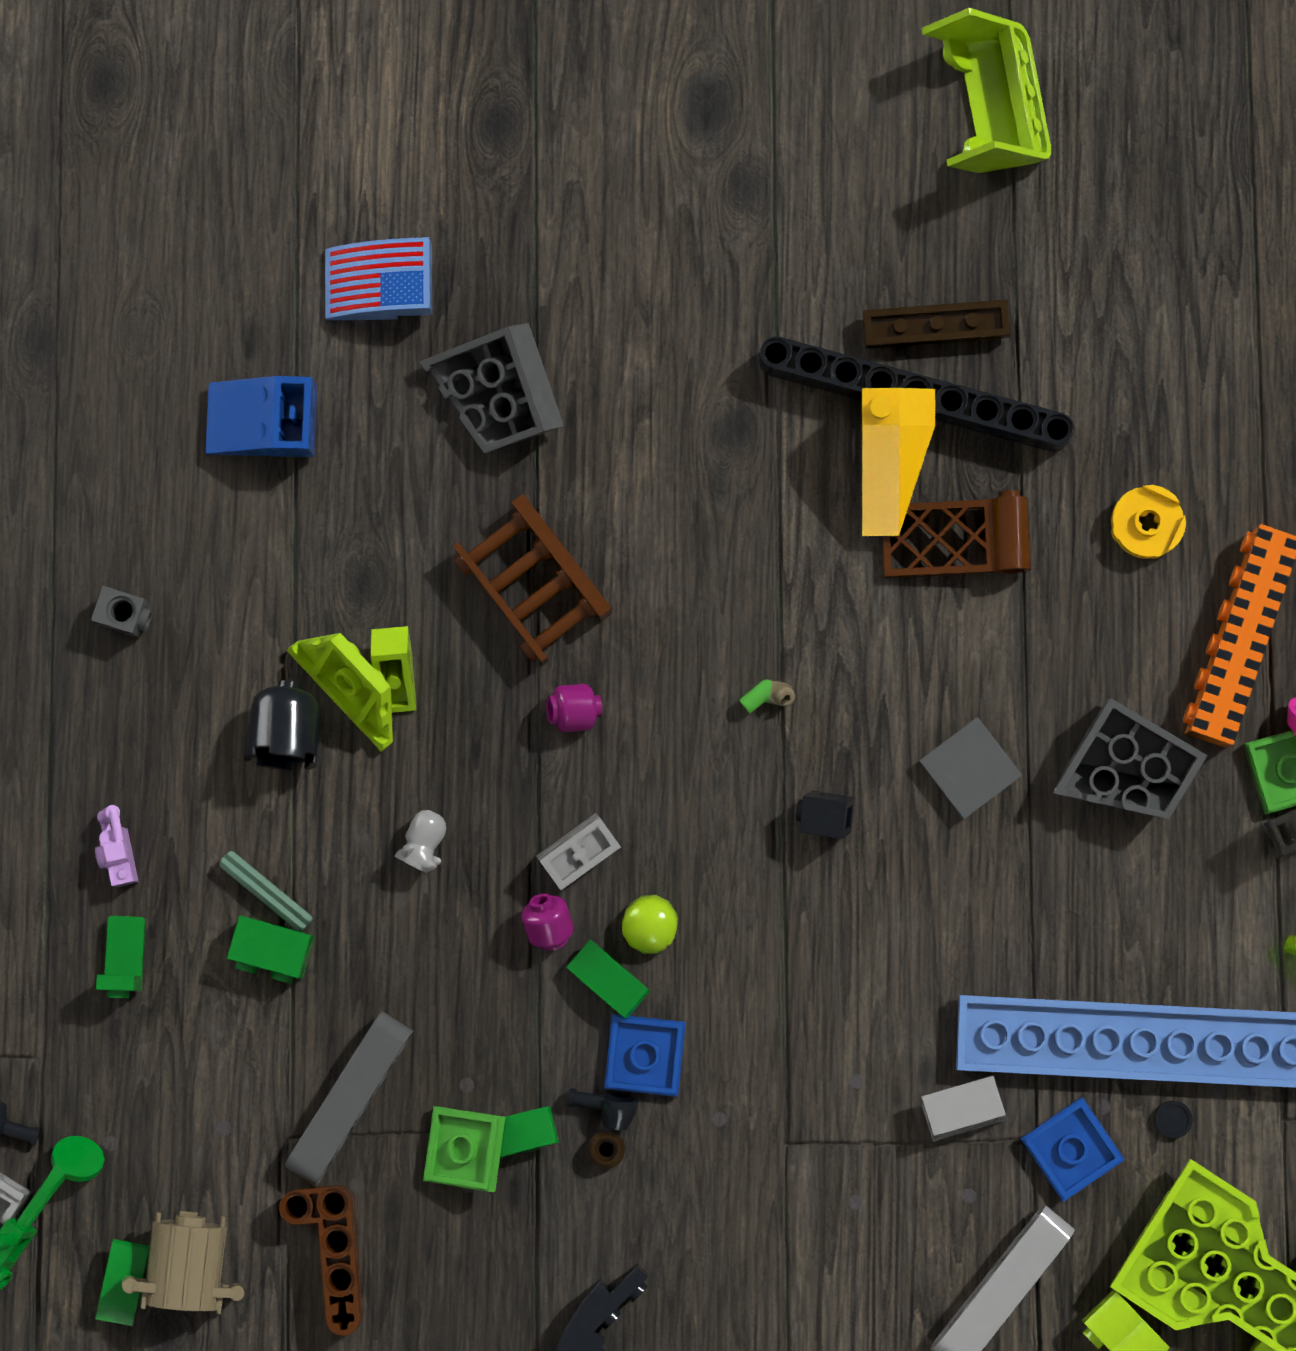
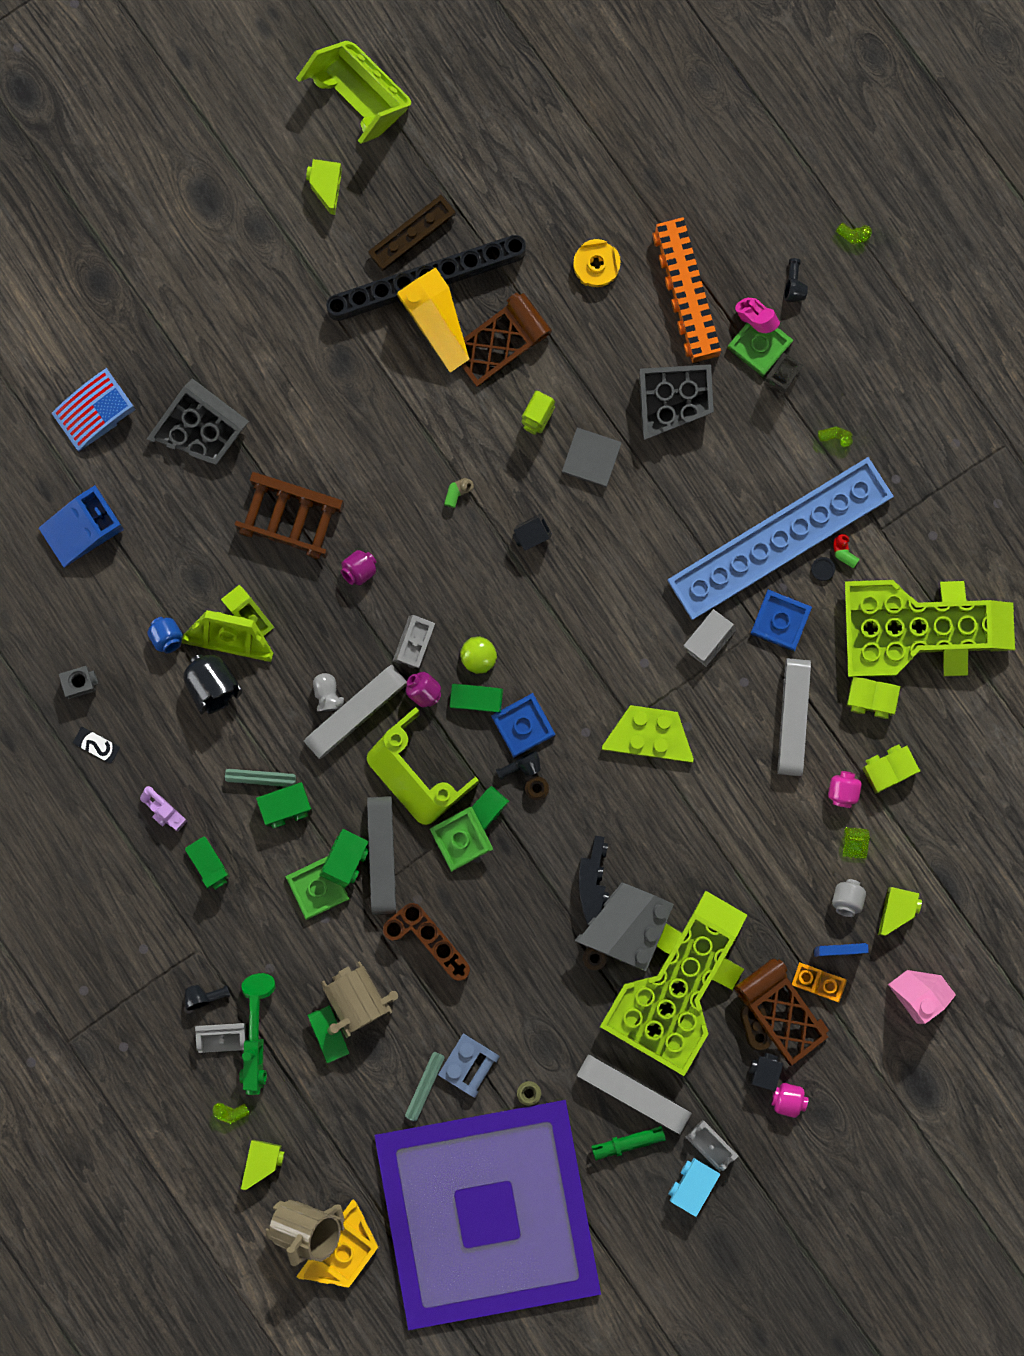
camera: 40 degrees left, 0 degrees up
(91, 707) = (96, 745): none -> sticker
(240, 1082) = (315, 892): none -> bright green tile
(271, 626) = (165, 634): none -> blue head
(298, 1070) = (344, 858): none -> green brick
(439, 1024) = (421, 802): none -> lime windscreen
(443, 890) = (355, 711): none -> light grey beam
(800, 1181) = (650, 734): none -> lime wing
(869, 186) = (325, 182): none -> lime slope
(939, 665) = (538, 412): none -> lime brick
(1214, 1113) = (842, 551): none -> arm

